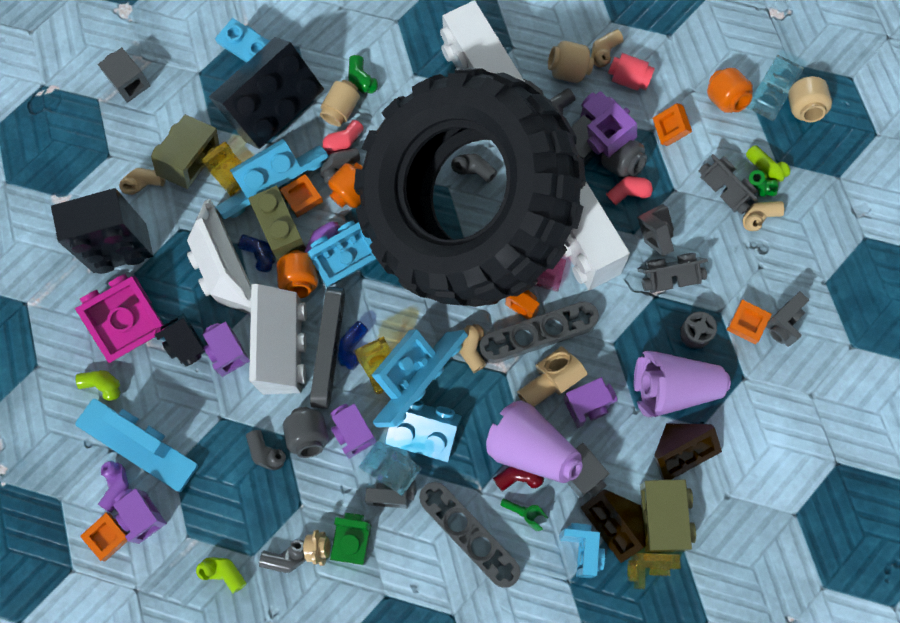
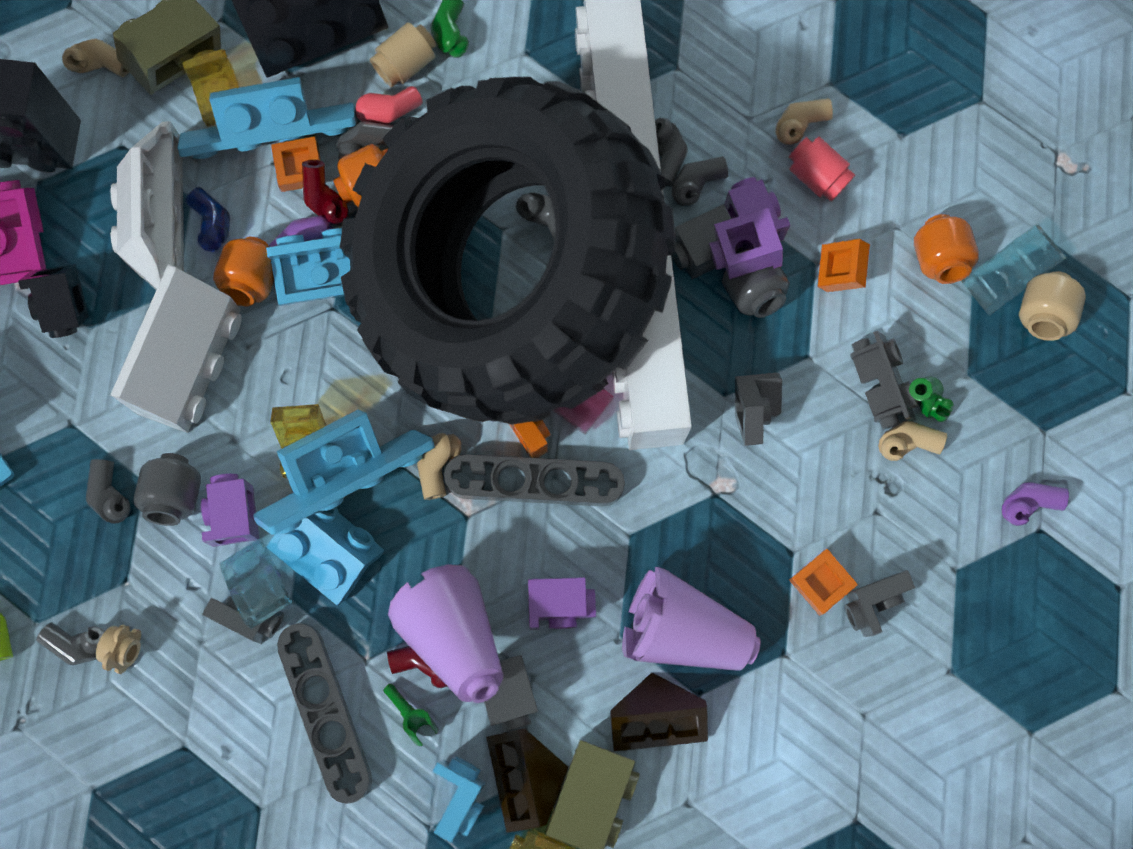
camera: 15 degrees right, 5 degrees up
(224, 348) = (107, 332): medium lavender brick -> none
(276, 222) = (248, 190): olive brick -> none
(325, 209) = (320, 196): none -> dark red arm
(327, 348) = (244, 387): dark grey beam -> none
(347, 345) = (275, 392): clear blue arm -> none
(351, 539) = (168, 655): green bracket -> none
(557, 374) = (533, 550): tan piece -> none
(570, 61) = (743, 120): tan head -> none
(630, 186) = (747, 330): coral arm -> none
(660, 273) = (770, 472): dark grey hinge -> none
(702, 324) = (755, 559): dark grey wheel -> none
(763, 162) = (947, 371): lime arm -> none
(850, 219) = (1029, 497): none -> medium lavender arm

